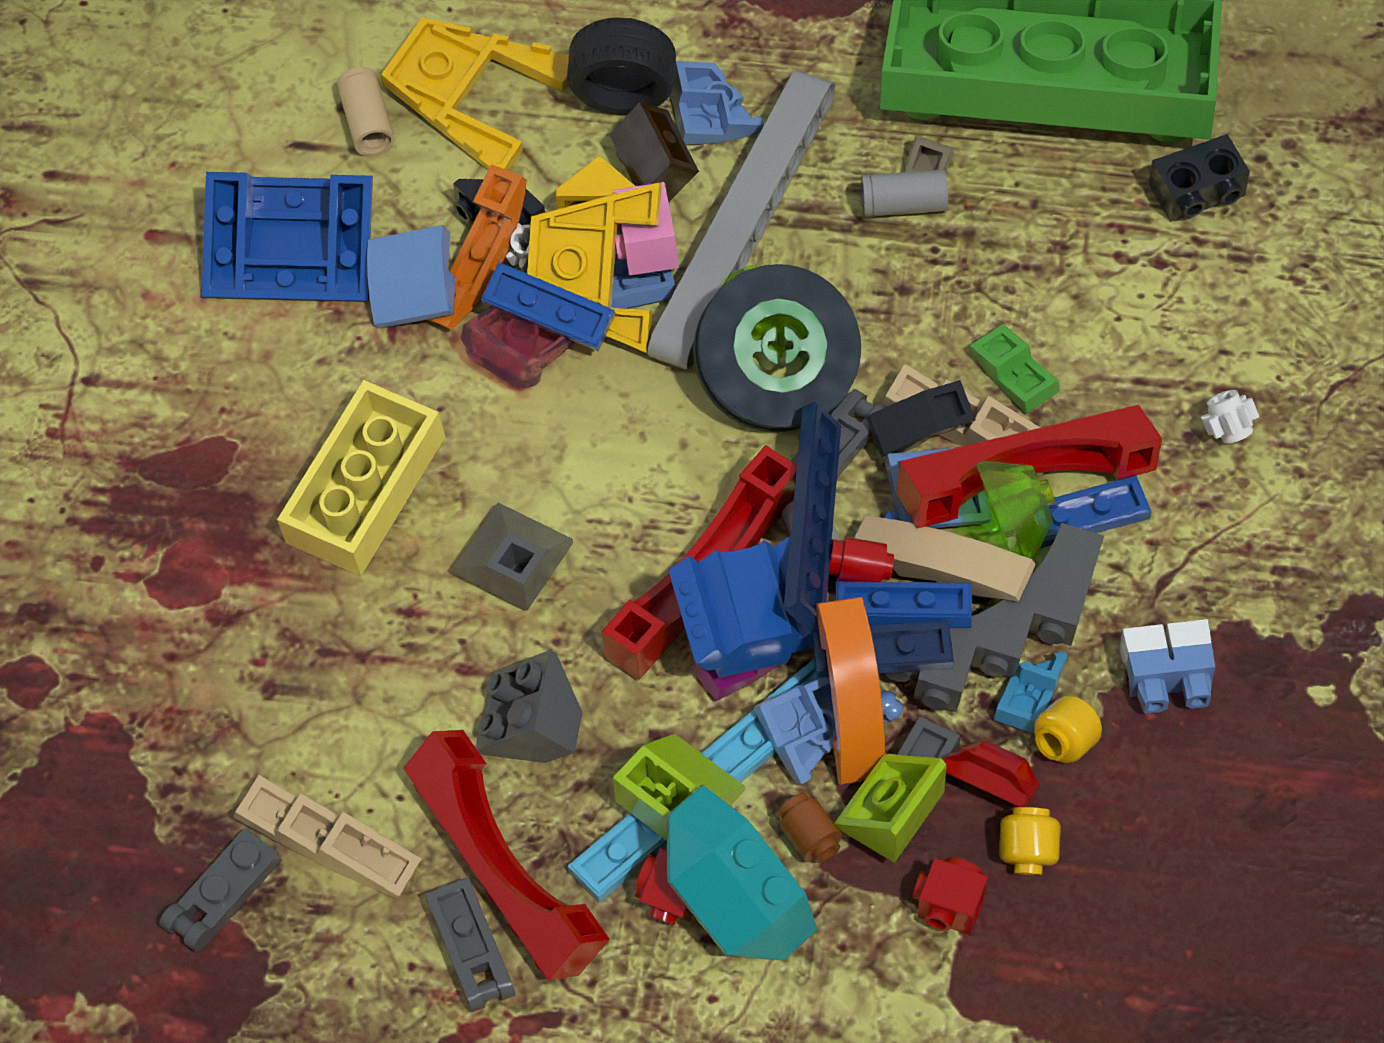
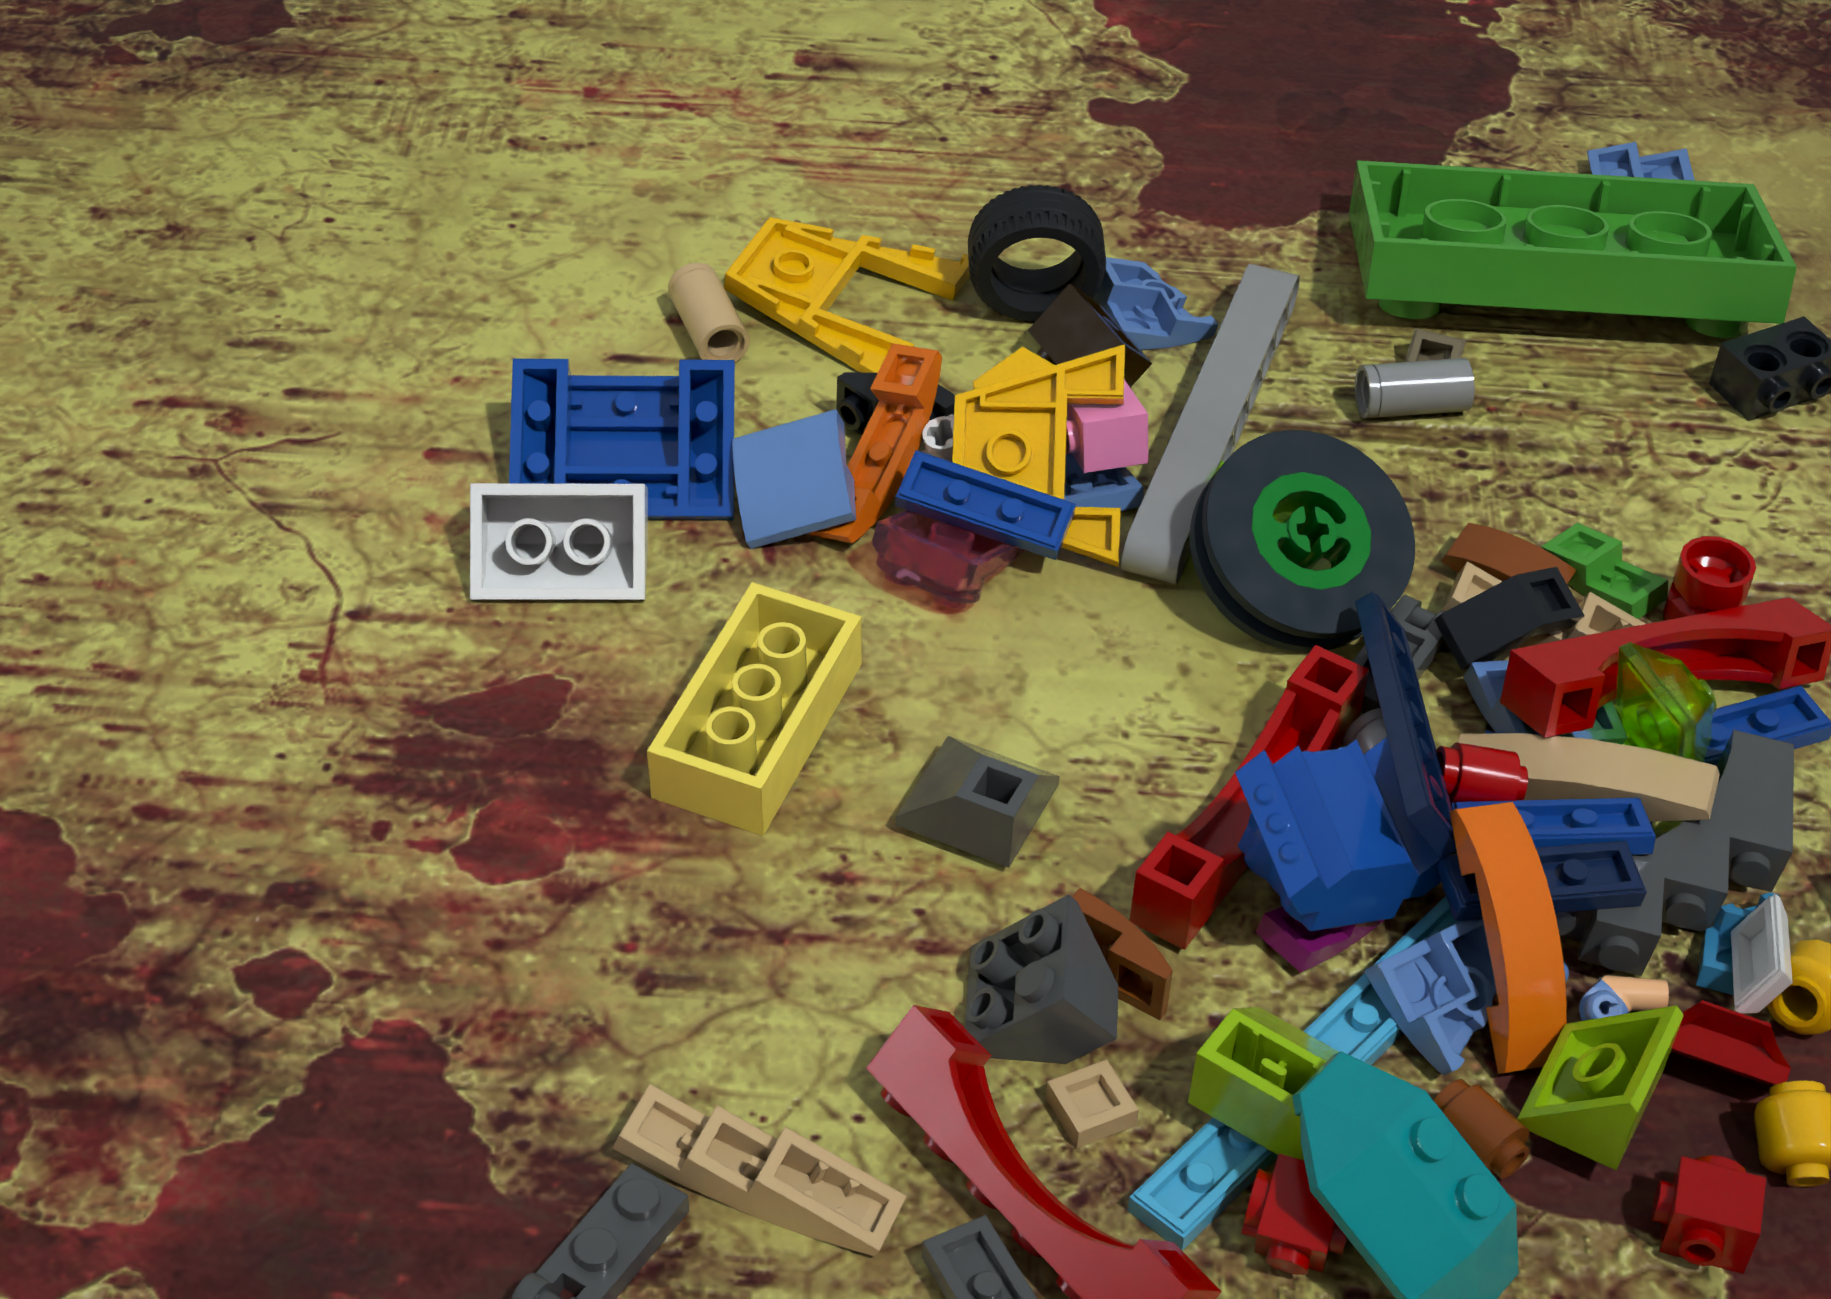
camera: 10 degrees left, 15 degrees down
(235, 325) = (558, 541): none -> white slope
(555, 795) = (1091, 1103): none -> tan tile
(593, 689) = (1133, 959): none -> dark orange slope
(923, 735) = (1622, 995): none -> arm
(940, 358) = (1501, 554): none -> dark orange slope
(1033, 707) = (1761, 956): none -> white tile
(1082, 388) = (1709, 577): none -> red wheel

